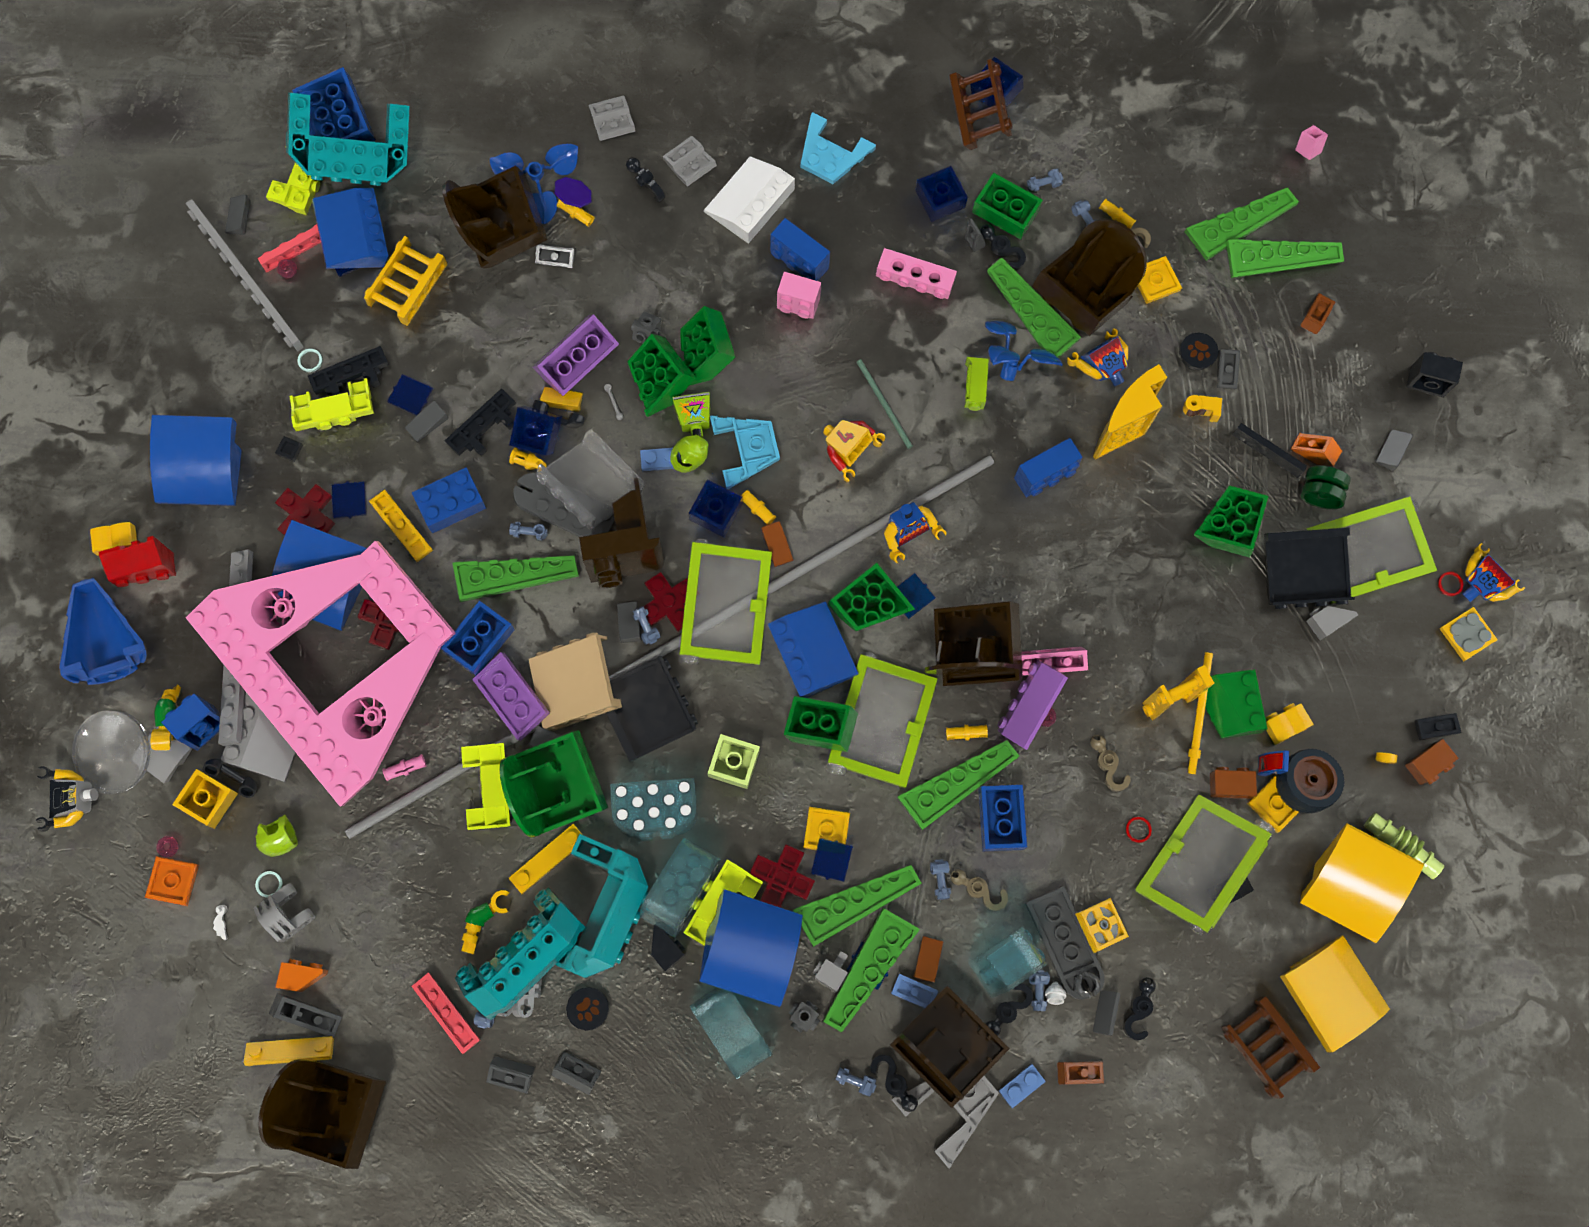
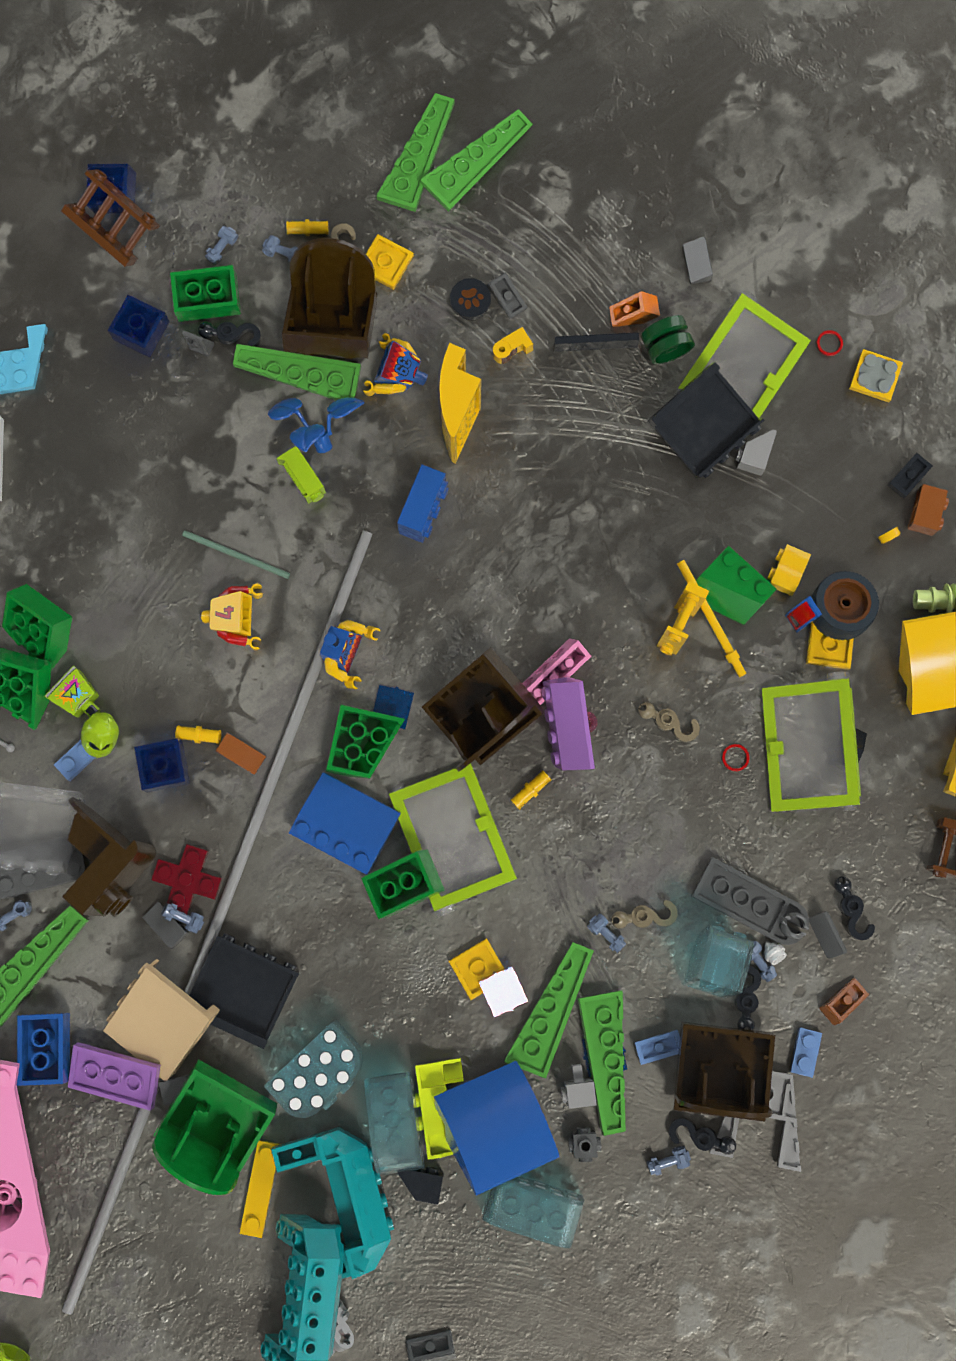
camera: 35 degrees left, 5 degrees up
(404, 767) = (70, 1212): bright pink pin -> none
(477, 918) = (241, 1289): piece -> none
(494, 805) = (138, 1148): neon yellow bracket -> none
(587, 1008) = (397, 1288): black tile -> none
(725, 604) = (237, 843): clear door -> none
(733, 761) = (354, 975): yellowish green brick -> none
(755, 445) = (152, 680): medium azure wing -> none
(782, 876) = (473, 1040): dark red plate -> none
(798, 295) = (84, 516): bright pink brick -> none
(799, 251) = (53, 475): blue brick -> none
(911, 265) = (163, 411): bright pink brick -> none
(928, 959) = (648, 1010): dark orange slope -> none
(945, 791) = (551, 857): bright green wing -> none
(1002, 818) = (618, 840): blue brick -> none
(1101, 925) = (768, 865): yellow piece -> none
(1233, 784) = (783, 657): dark orange brick -> none
(1234, 521) = (614, 428): green wedge -> none
(1311, 142) = (425, 36): bright pink brick -> none
(1317, 314) = (545, 188): dark orange slope -> none
(1434, 374) = (683, 169): black brick -> none
(1488, 578) = (857, 315): torso -> none

